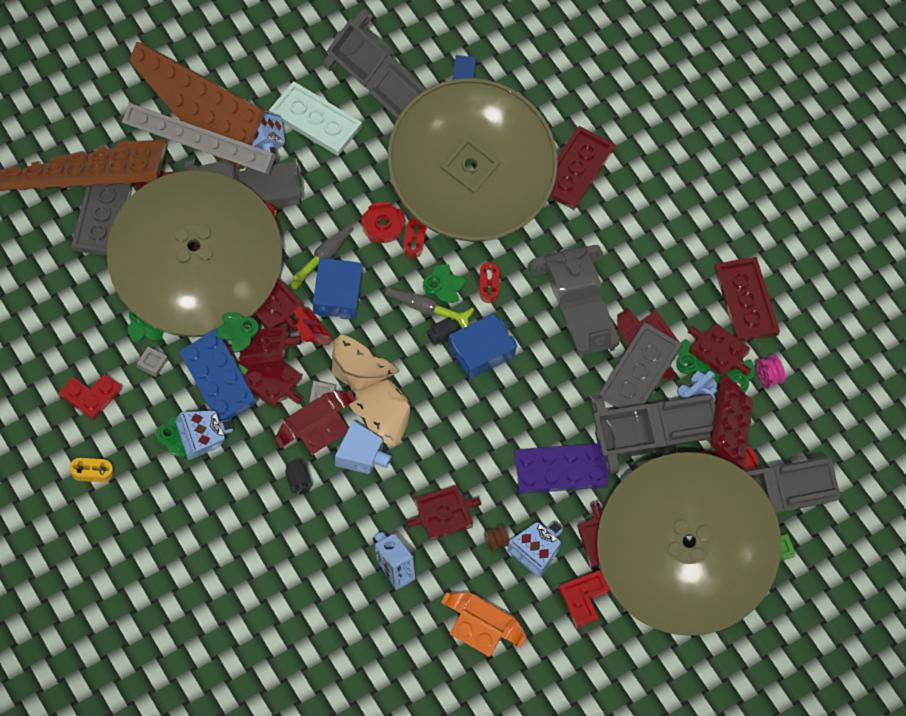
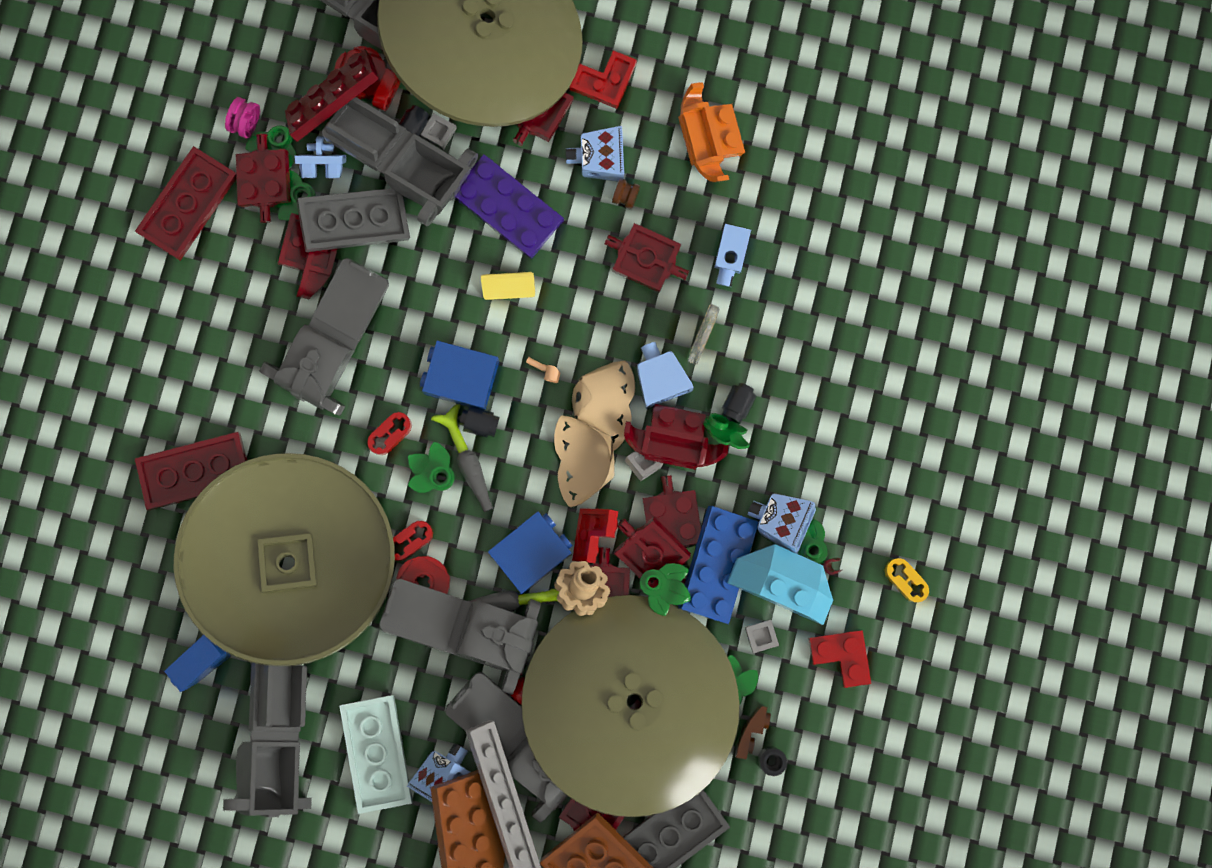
camera: 130 degrees left, 20 degrees up
(79, 298) = (778, 767): none -> black brick
(107, 306) = (756, 723): none -> reddish brown slope
(147, 434) = (828, 566): none -> dark red hand
(165, 396) = (784, 581): none -> medium azure wedge
(286, 287) = (582, 588): none -> tan plant
(286, 450) = (726, 431): none -> green plate
(328, 212) = (462, 628): none -> dark grey piece
(360, 491) = (703, 334): none -> clear tile
(430, 397) = (551, 372): none -> light nougat hand
(510, 423) = (508, 285): none -> light yellow slope

